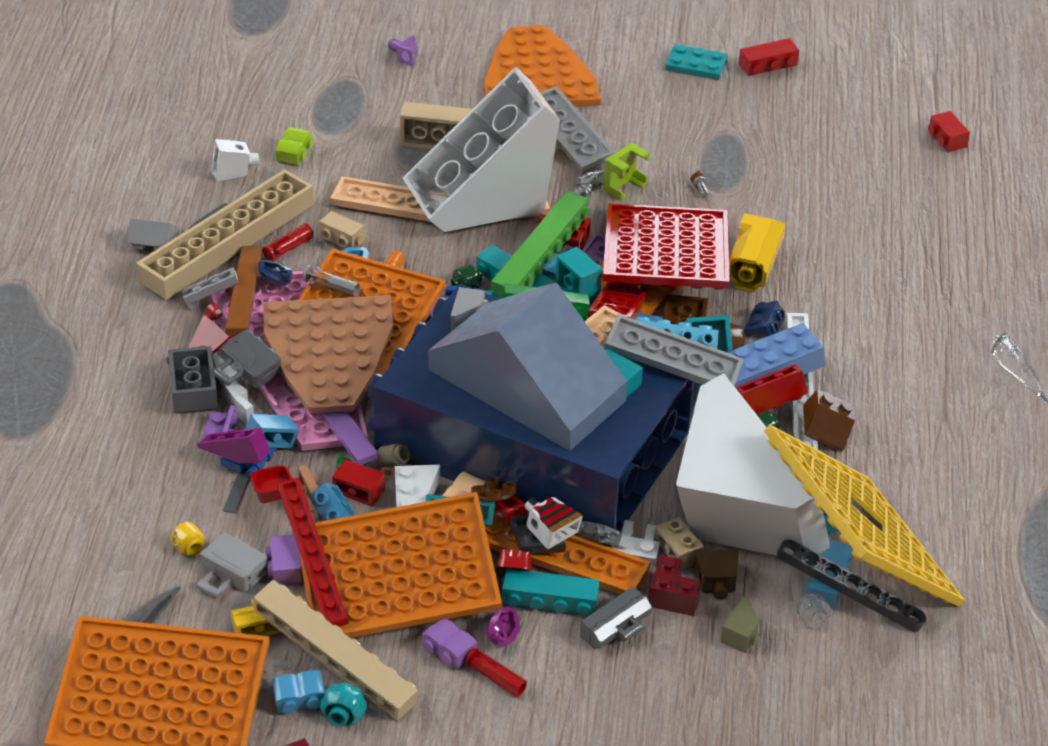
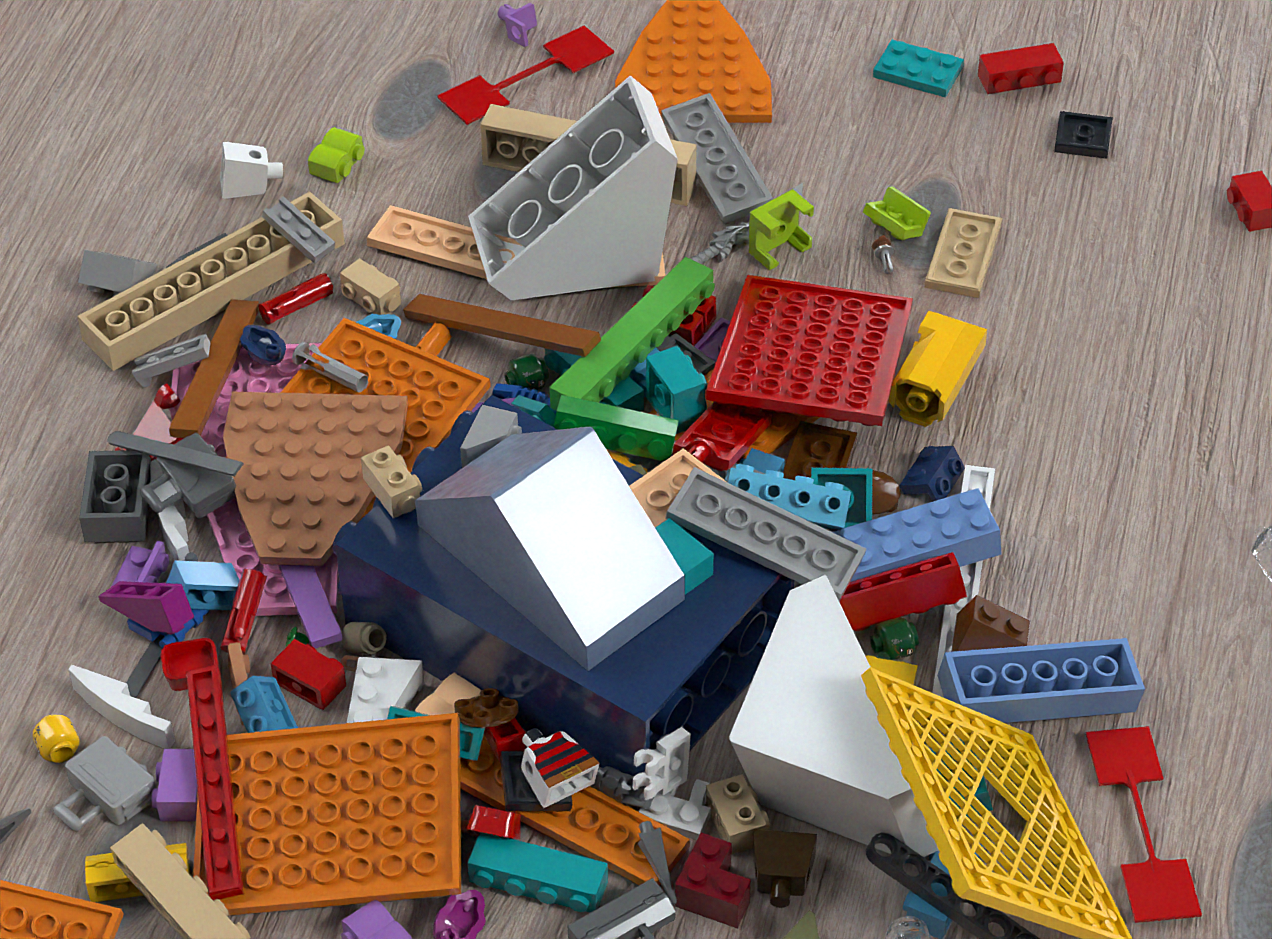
camera: 10 degrees right, 5 degrees up
(232, 517) = (114, 702): none -> white slope
(234, 343) = (175, 453): none -> dark grey piece
(284, 194) = (299, 230): none -> light grey hinge
(303, 443) = (244, 609): none -> red piece
(387, 103) = (573, 50): none -> red hinge
(405, 341) = (391, 481): none -> tan brick
(444, 246) = (503, 325): none -> dark orange tile
(629, 512) = (665, 765): none -> white plate
(629, 570) = (653, 848): none -> dark grey piece
(705, 156) = (898, 214): none -> lime bracket
(754, 179) = (963, 253): none -> tan tile
(821, 97) = (1083, 134): none -> black tile
(875, 439) = (1044, 680): none -> medium blue brick
(969, 563) = (1157, 886): none -> red hinge

